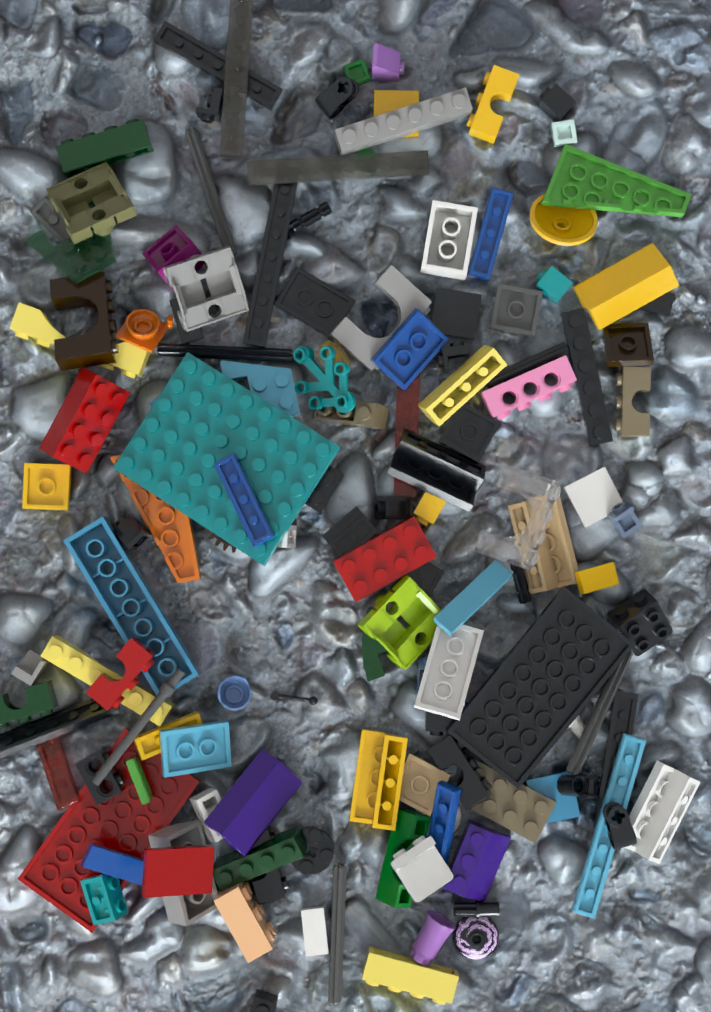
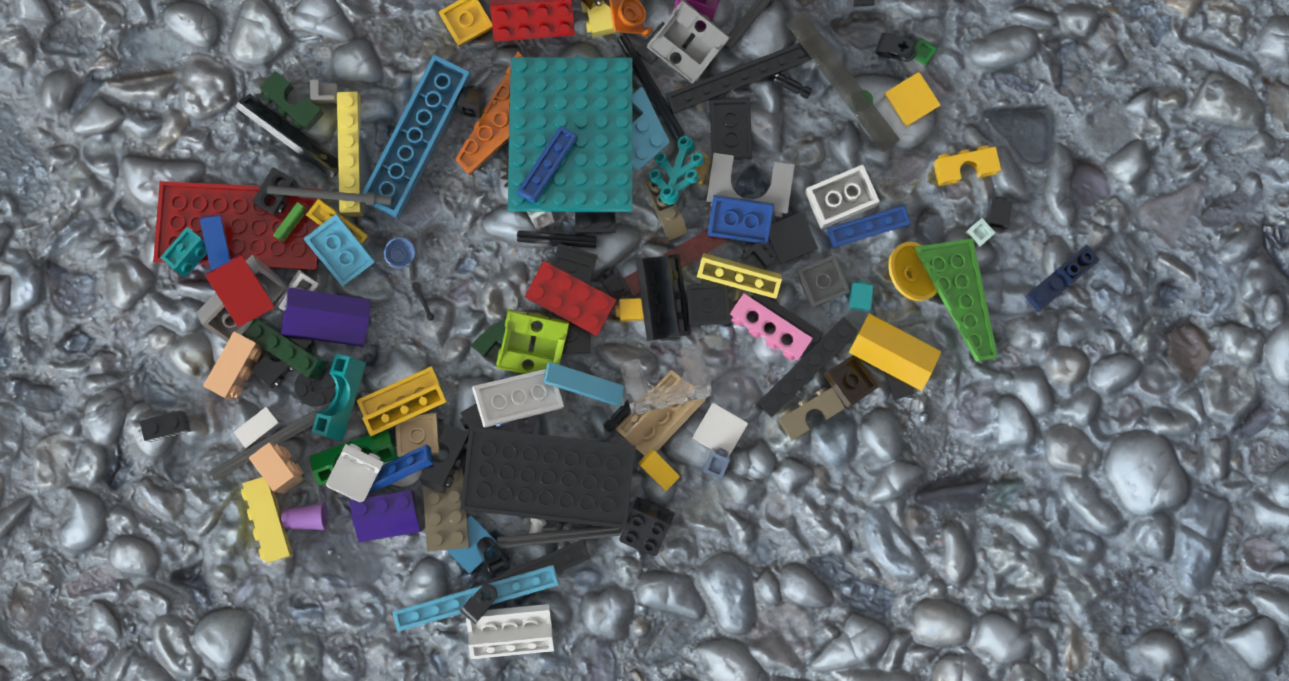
camera: 55 degrees right, 5 degrees down
(58, 773) = (257, 162): clear red tile -> none
(136, 659) = (377, 162): red arch -> none
(315, 534) = (556, 238): none -> black axle
(356, 855) = (347, 376): none -> teal arch
(370, 938) = (277, 467): none -> light nougat brick
(386, 64) = (943, 67): medium lavender slope -> none
(403, 122) = (907, 106): light grey brick -> none
(469, 927) = (337, 557): dish -> none
(476, 909) = (348, 539): black axle -> none
(655, 85) = (1062, 278): none -> dark blue slope

